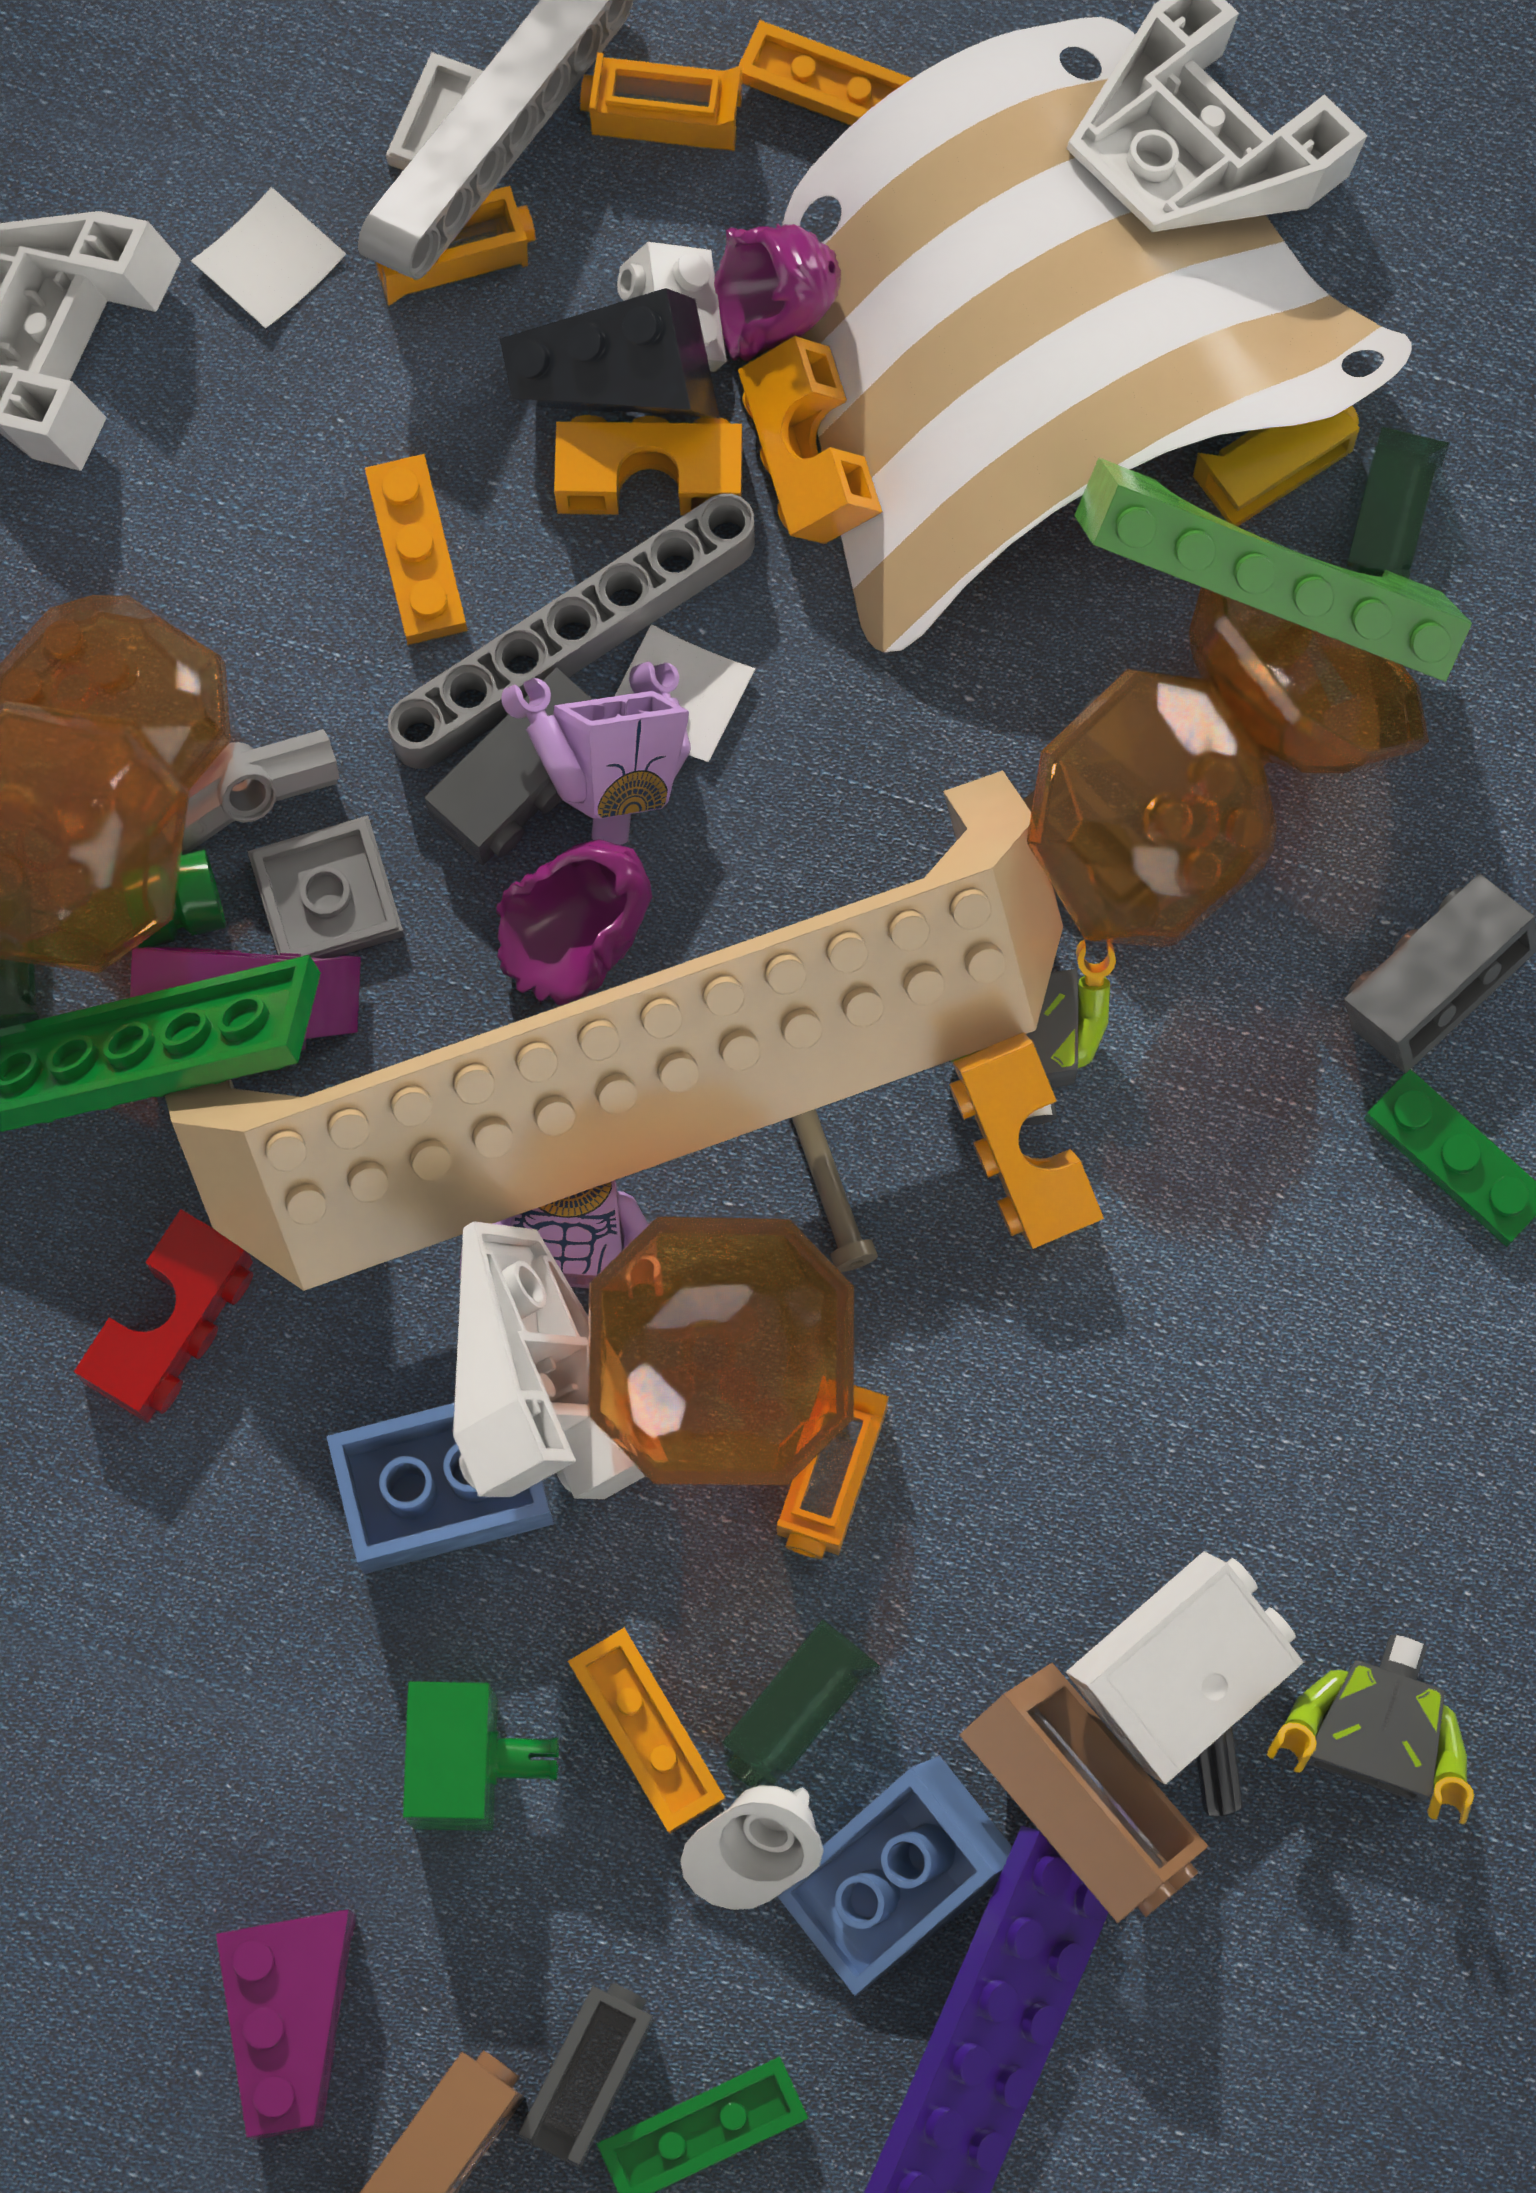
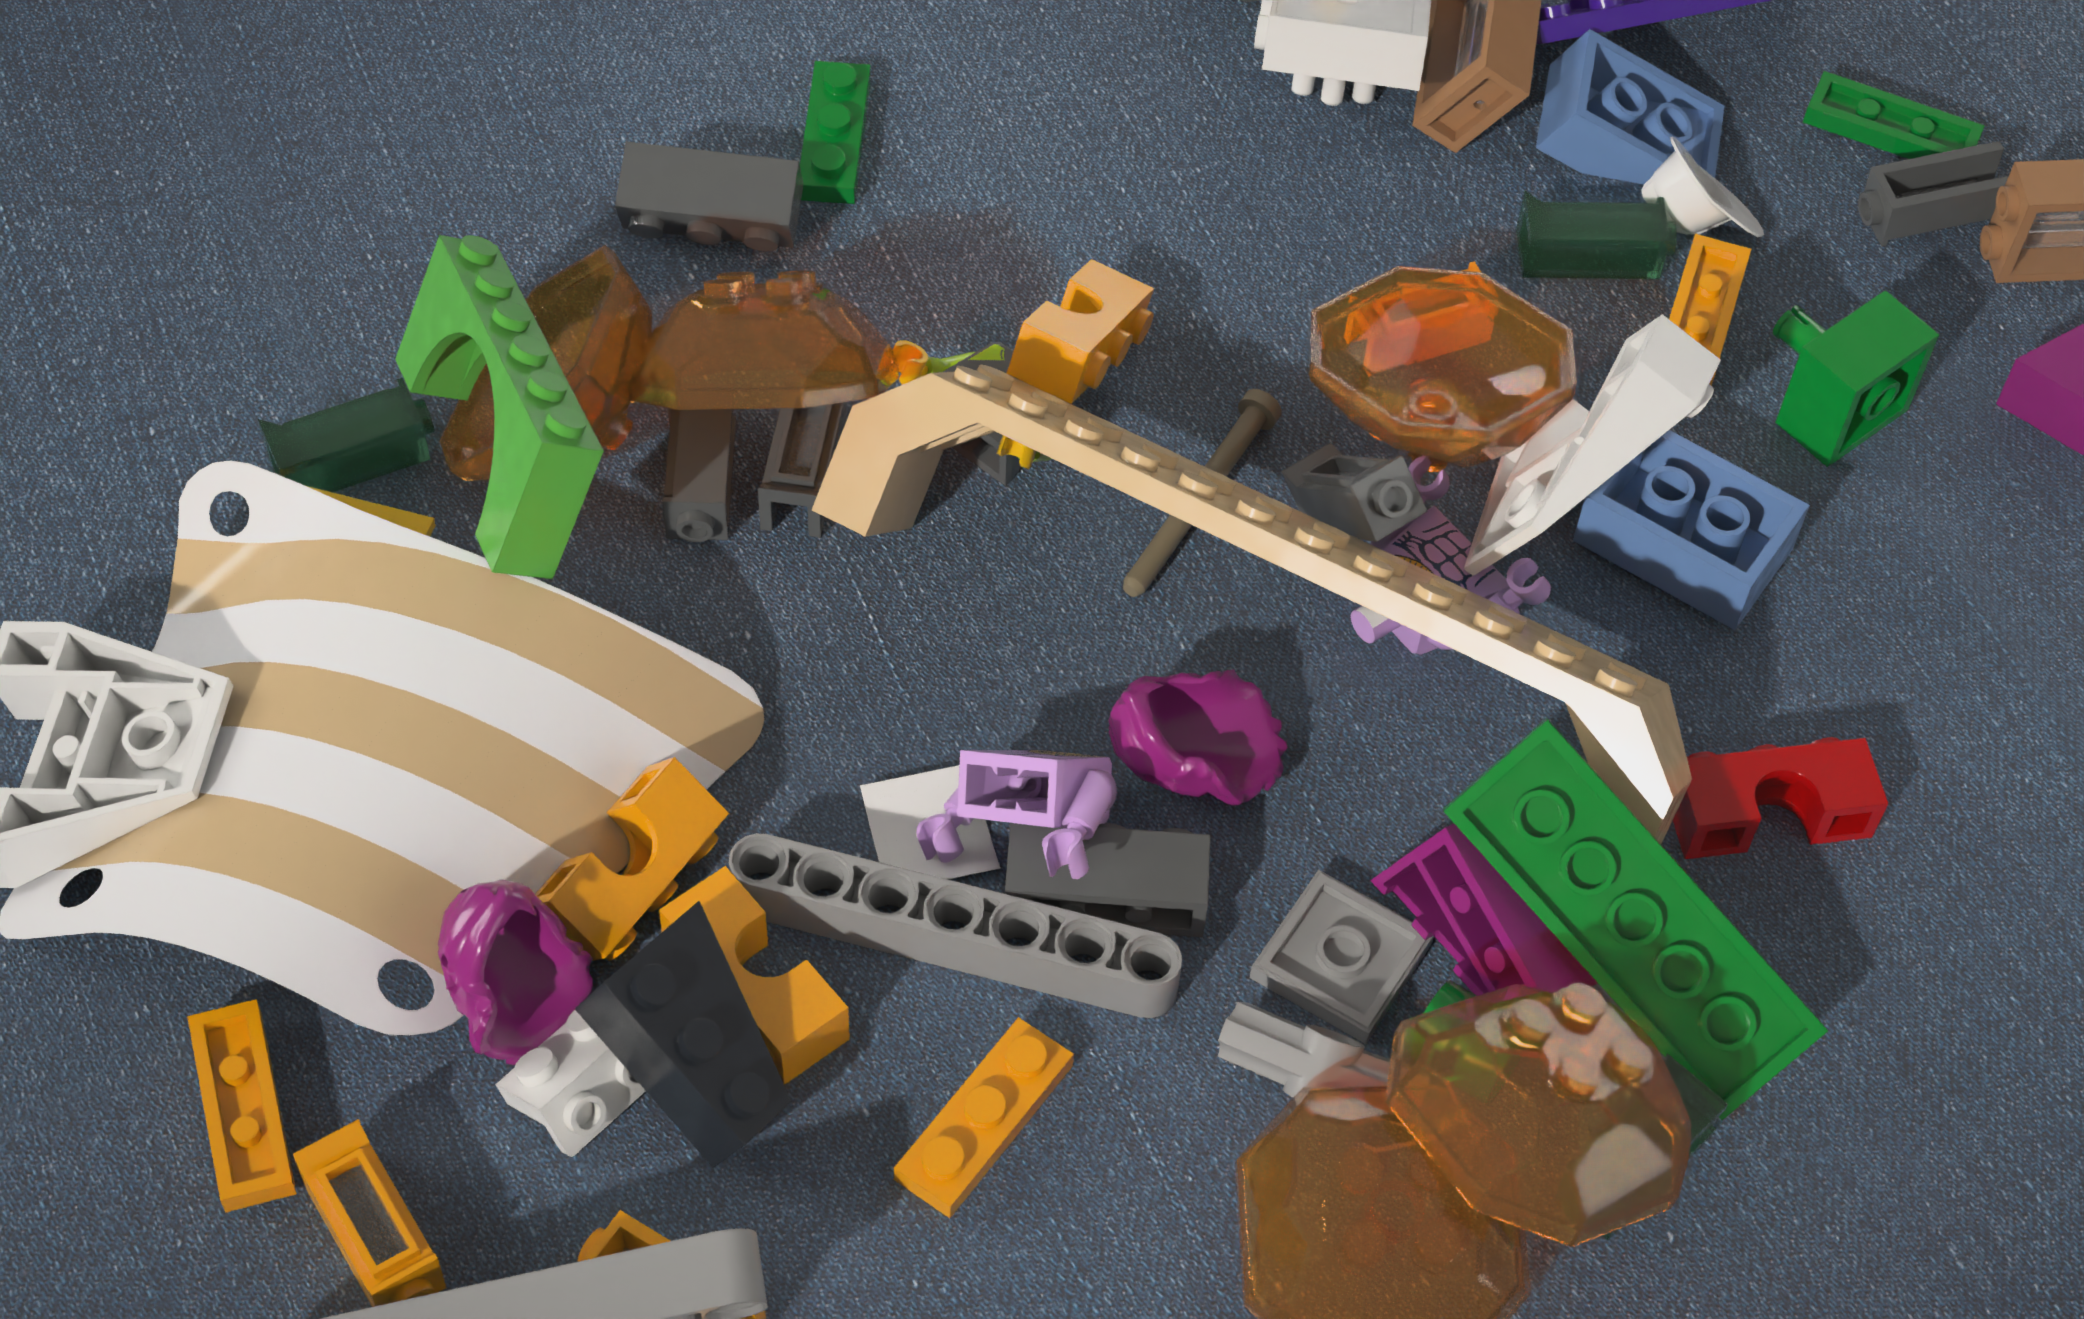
camera: 135 degrees left, 20 degrees down
(644, 1188) = (1355, 492): none -> dark grey window

